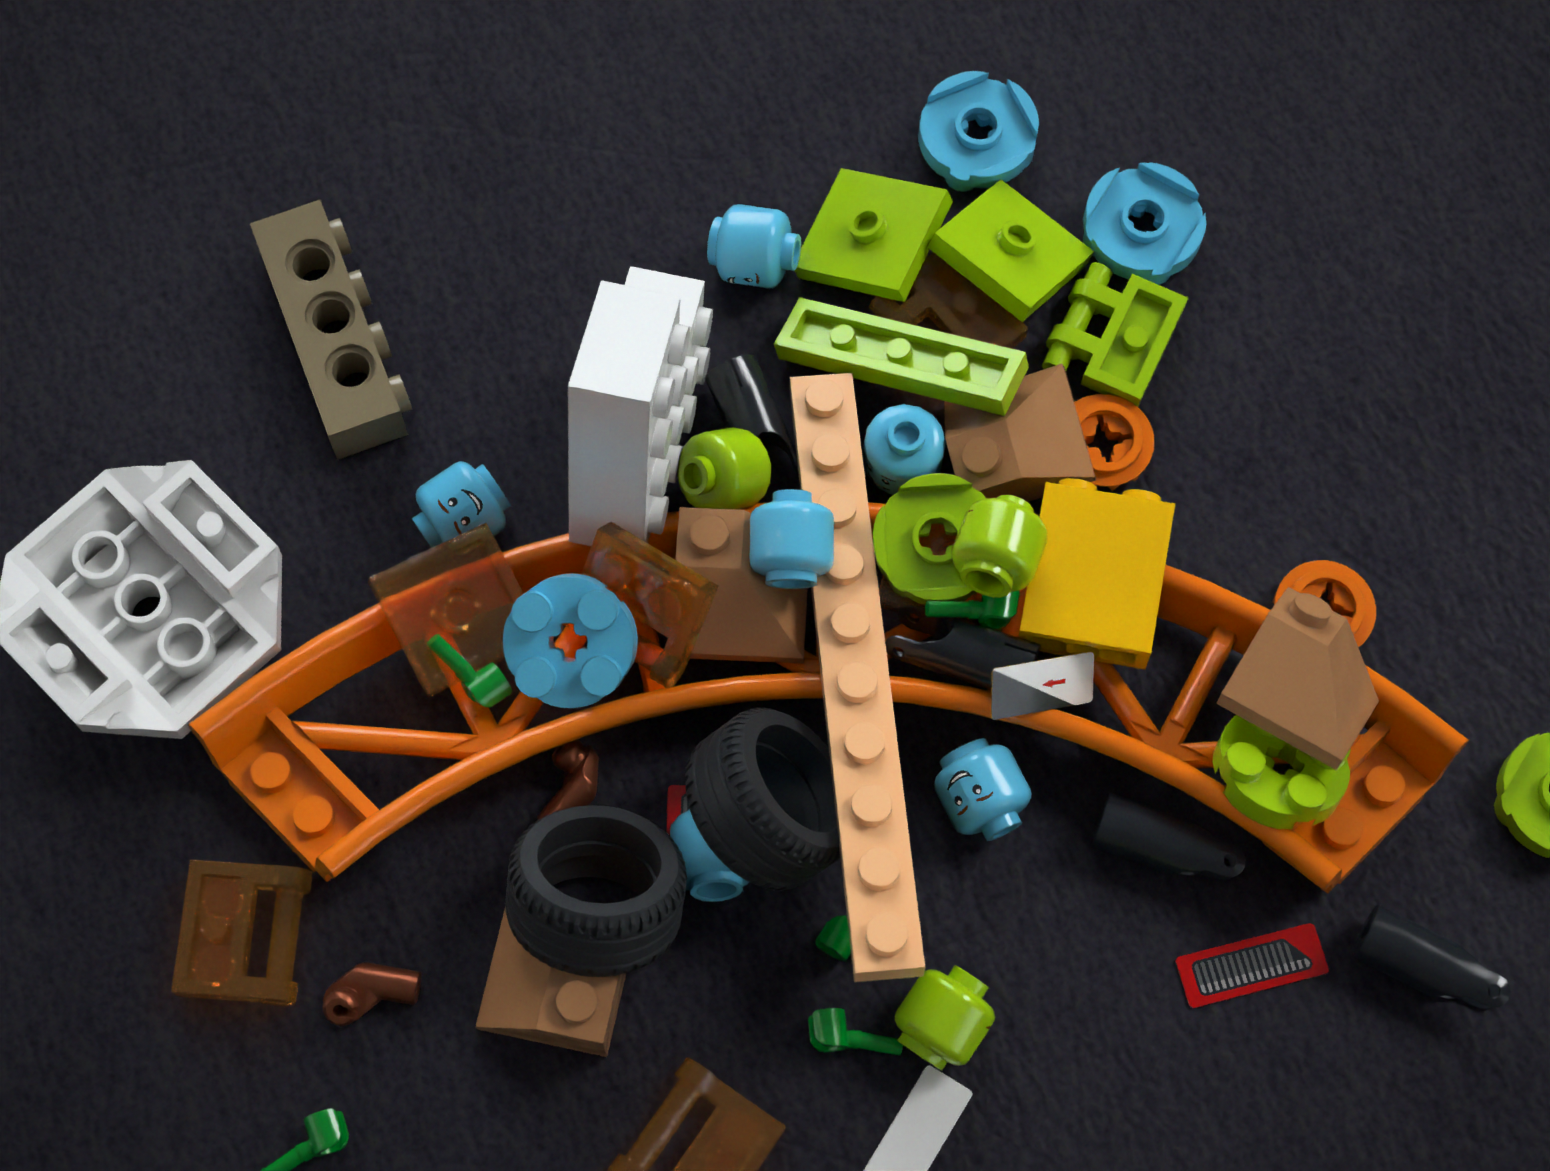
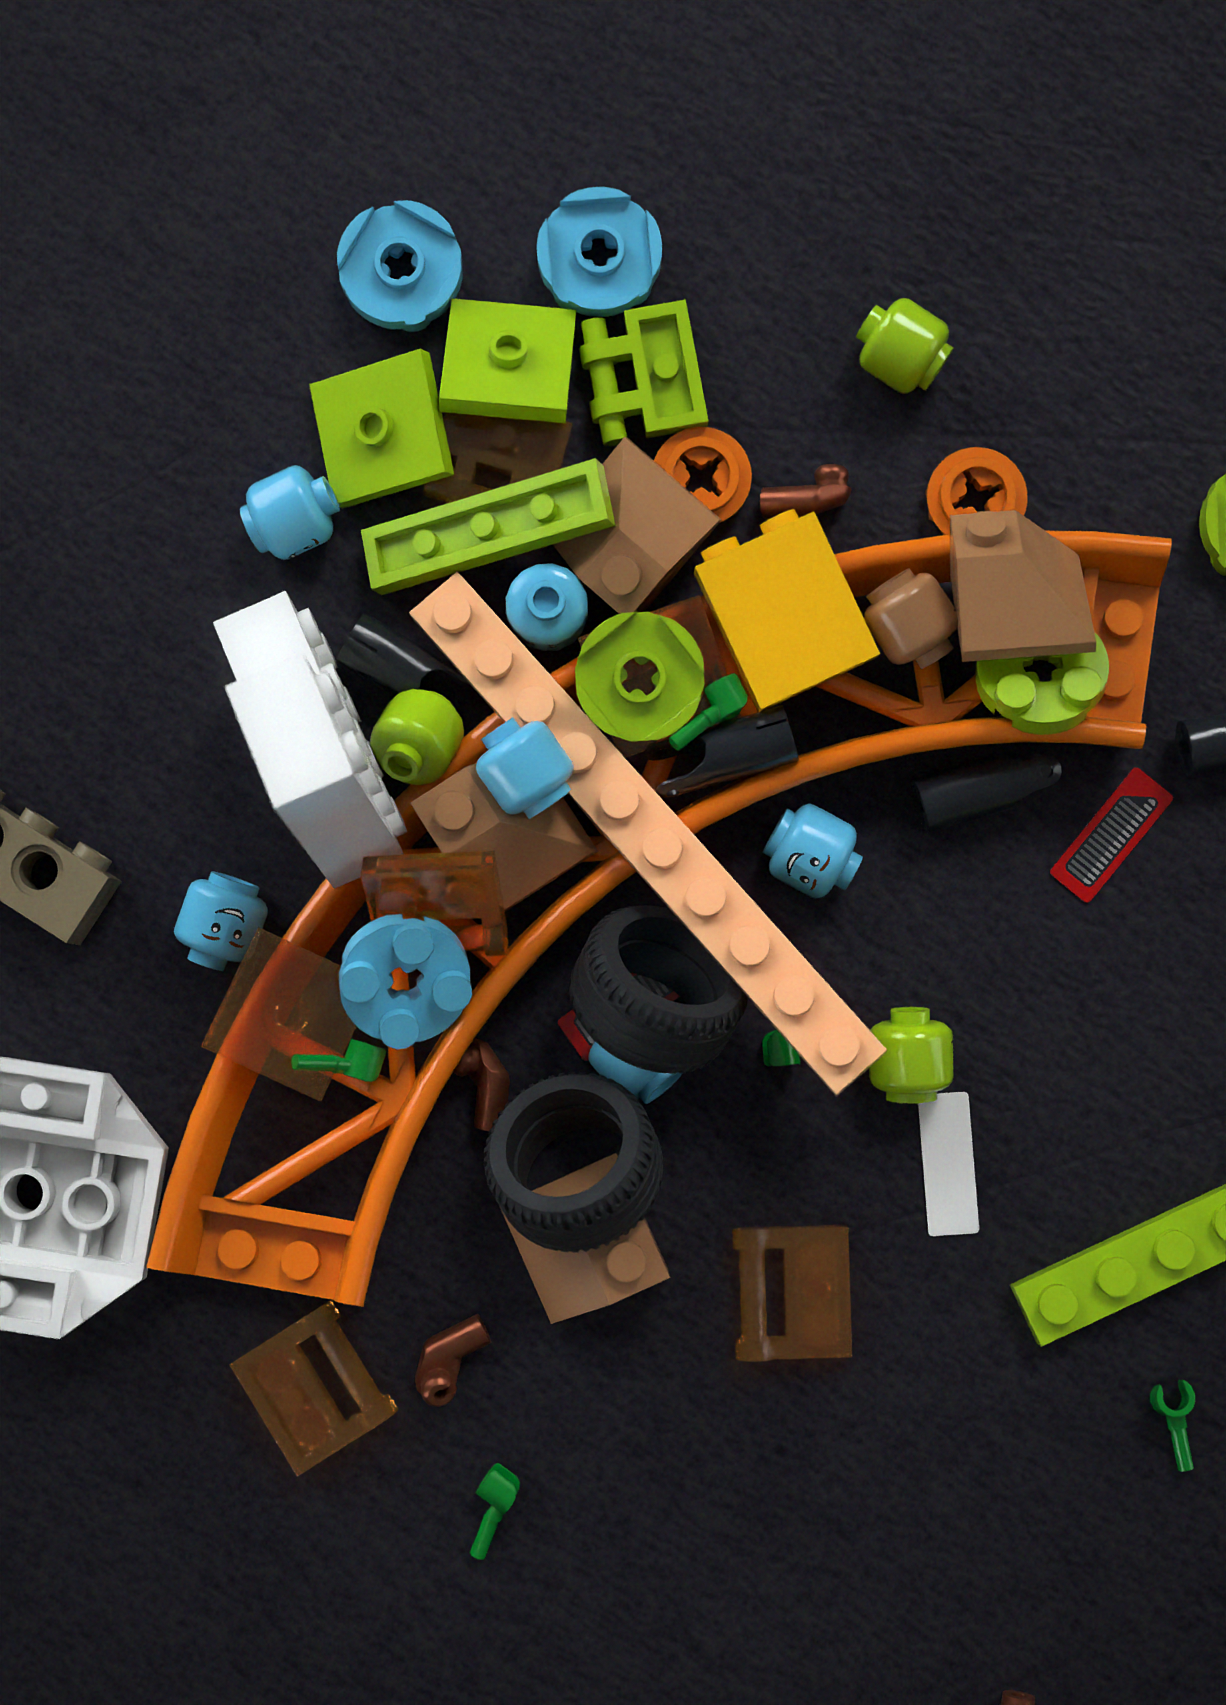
camera: 35 degrees left, 15 degrees up
(830, 1034) = (828, 1128): green hand -> none
(999, 545) = (701, 655): lime head -> none
(1042, 685) = (809, 741): sticker -> none
(1197, 522) = (828, 493): none -> copper arm
(1197, 651) = (911, 619): none -> medium nougat head
(1345, 449) = (904, 345): none -> lime head

